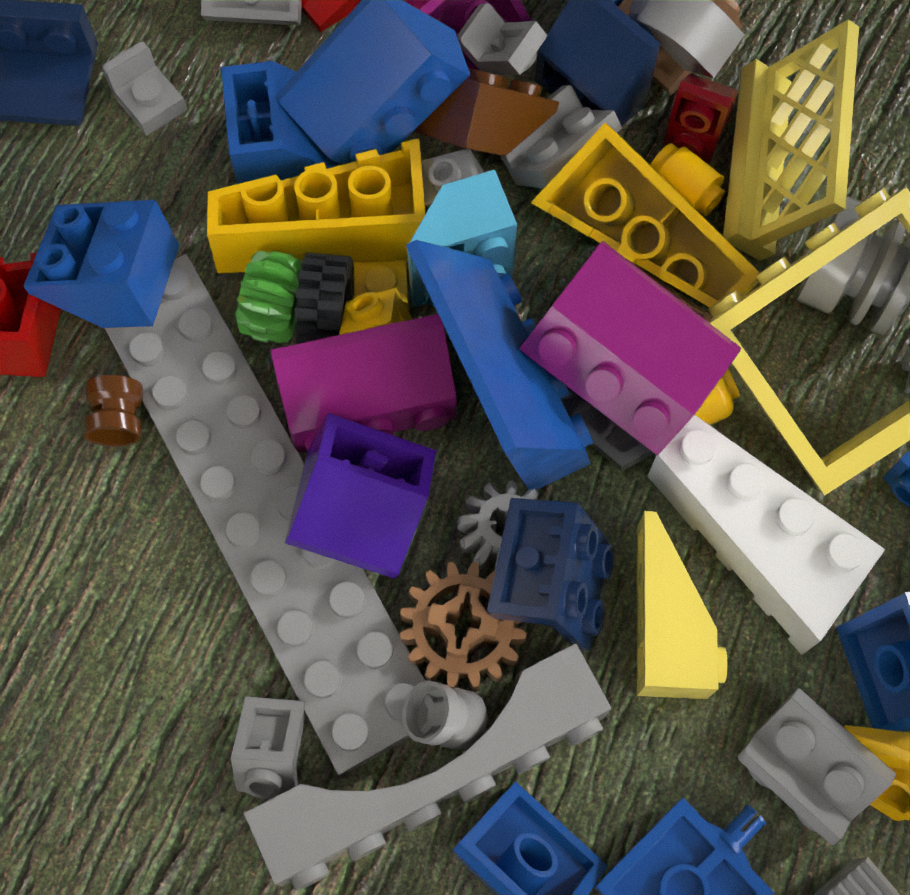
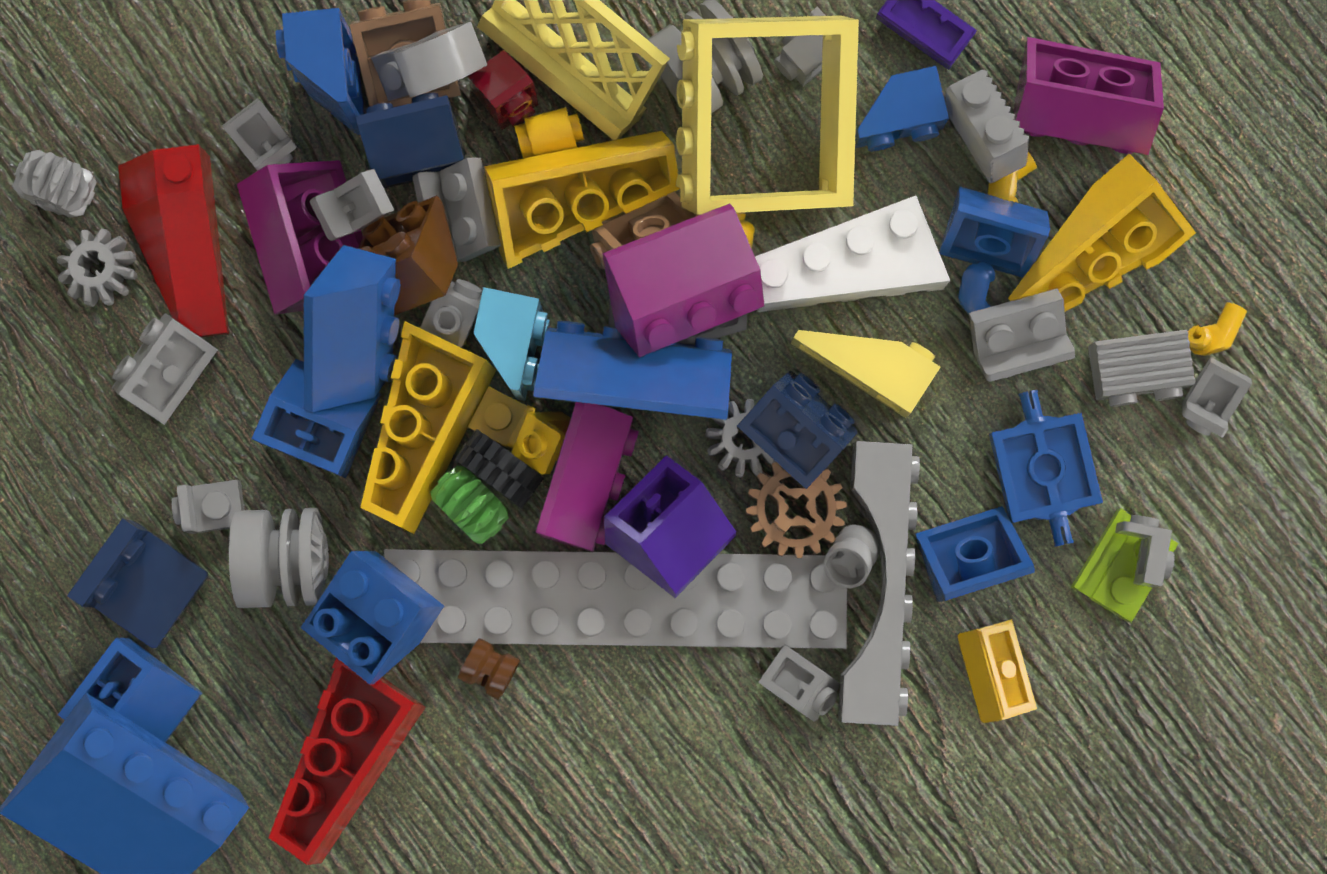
camera: 60 degrees left, 15 degrees up
(117, 147) = (270, 558): none -> light grey wheel
(833, 683) = (975, 286): none -> blue arm

